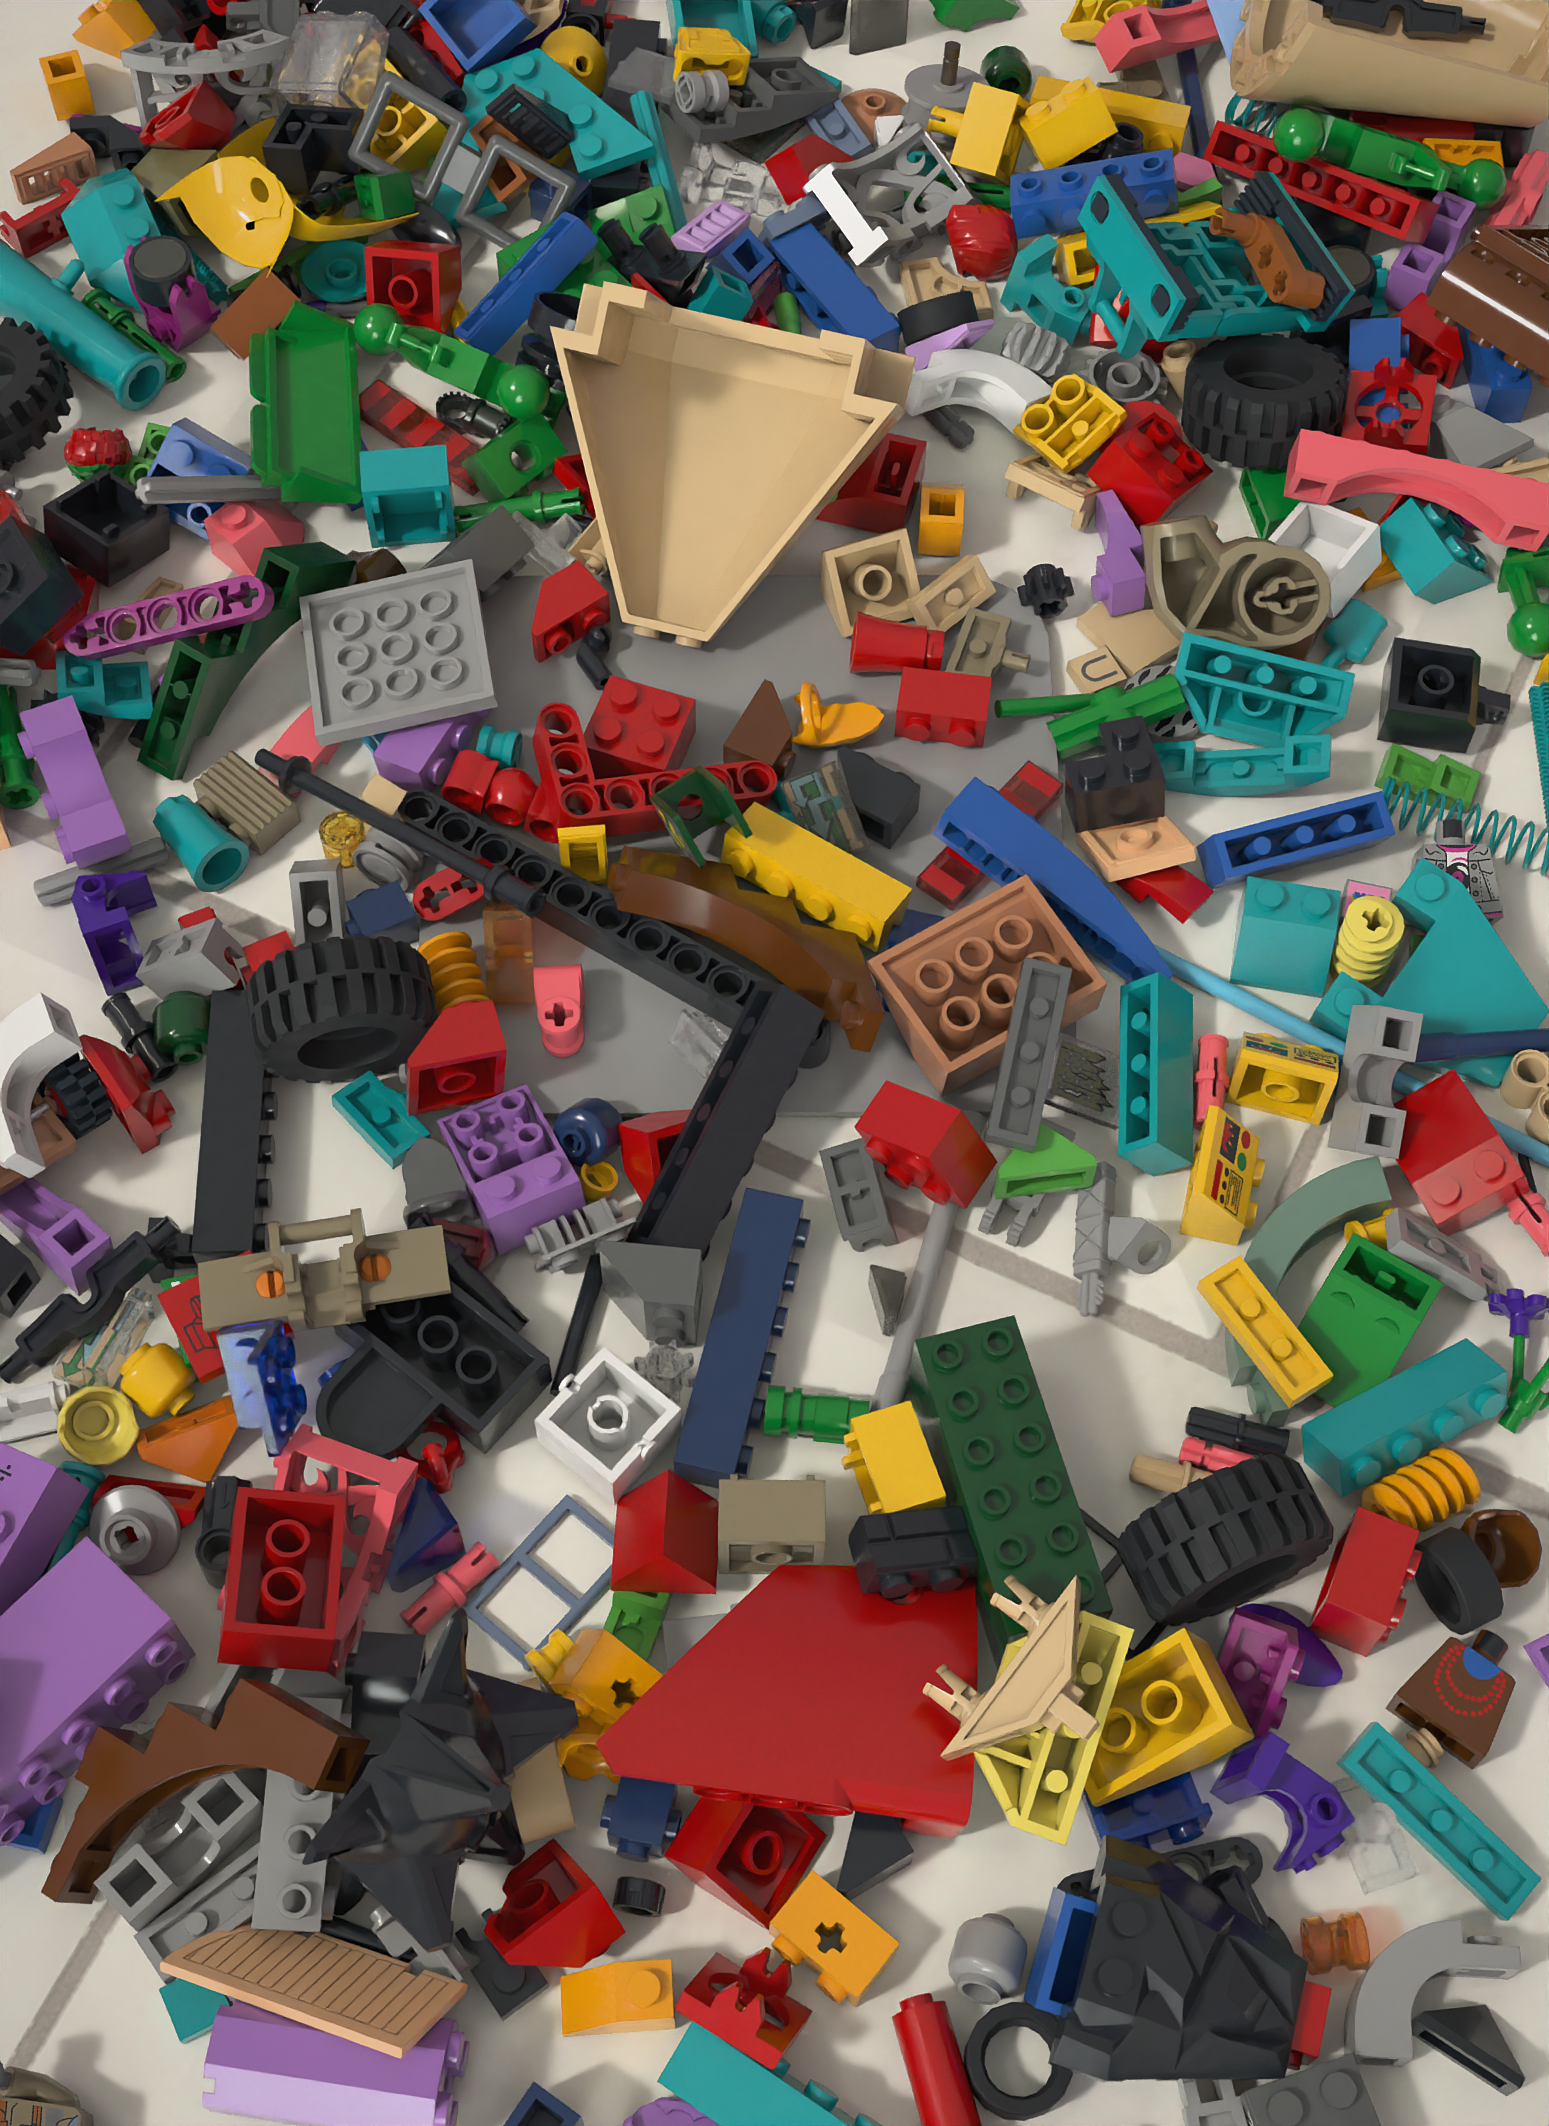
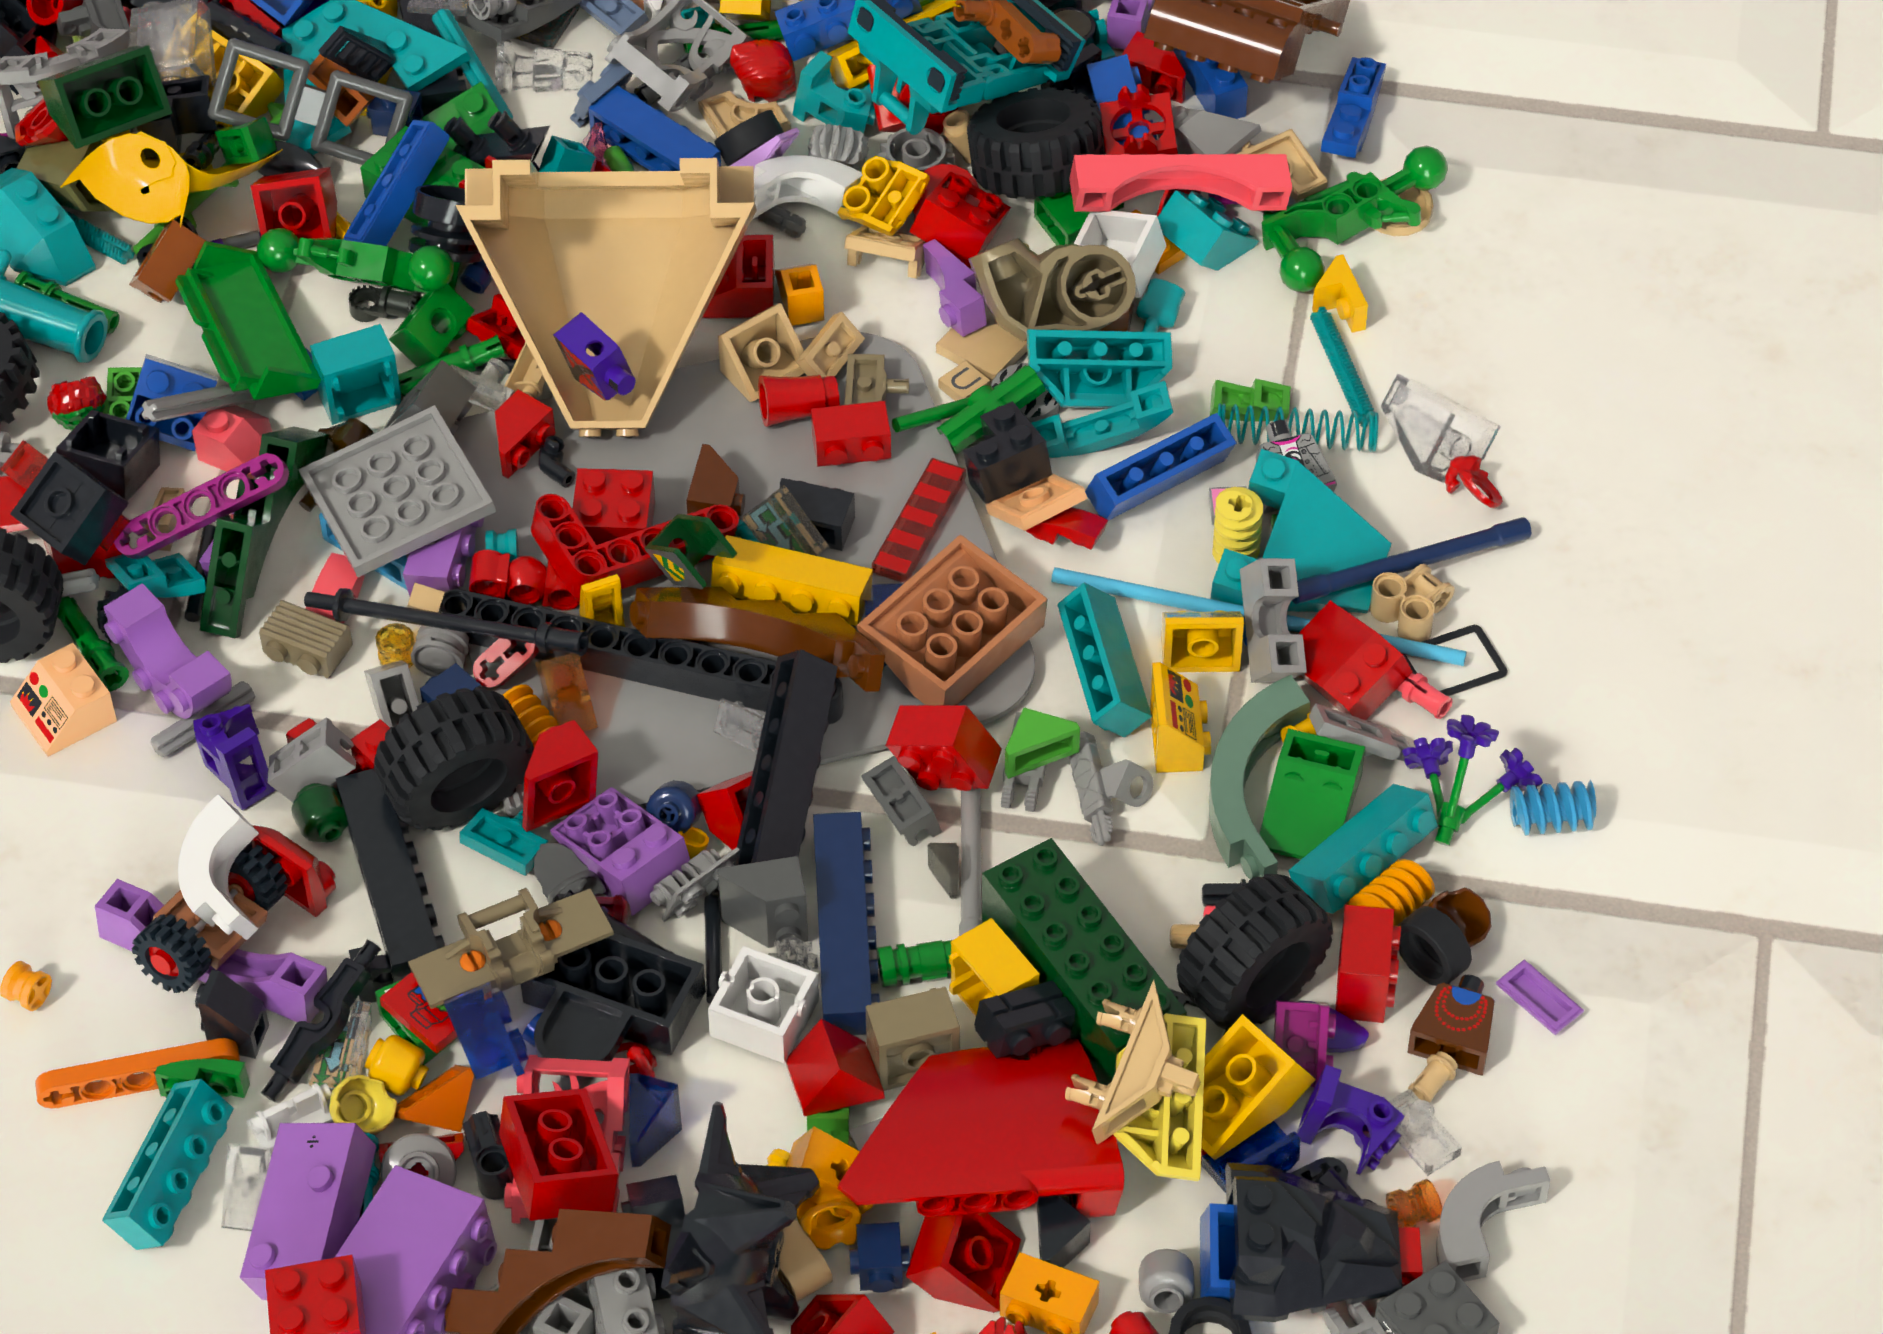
camera: 15 degrees left, 10 degrees down
(138, 1036) = (262, 815): black pin -> none
(168, 290) = (92, 257): piece -> none
(200, 843) = (281, 677): teal plant -> none
(232, 107) = (106, 96): none -> dark green slope
(336, 271) = (225, 212): teal dish -> none
(414, 427) = (330, 321): tile -> none
(449, 1589) = (680, 1148): coral pin -> none
(520, 1557) = (778, 1139): sand blue window -> none
(560, 1008) = (620, 725): coral piece -> none
(639, 1896) = (897, 1309): black axle -> none
(676, 565) = (603, 373): none -> dark purple torso
(712, 229) = (537, 107): lavender slope -> none
(743, 257) = (570, 123): blue brick -> none
(795, 164) = (591, 41): red slope -> none
(833, 723) = (767, 466): light orange piece -> none
(1013, 844) = (936, 518): blue slope -> none
(1028, 1055) = (1003, 660): dark grey plate -> none
(1045, 590) = (904, 328): black gear -> none
(1085, 1081) = (1049, 680): piece -> none
(1211, 1079) = (1145, 652): coral pin -> none
(1264, 1331) = (1241, 811): yellow plate -> none
(1284, 936) = (1173, 540): teal slope -> none
(1435, 696) = (1238, 337): black hinge -> none
(1439, 1821) = (1466, 1105): teal plate -> none
(1473, 2042) = (1528, 1245): black slope -> none

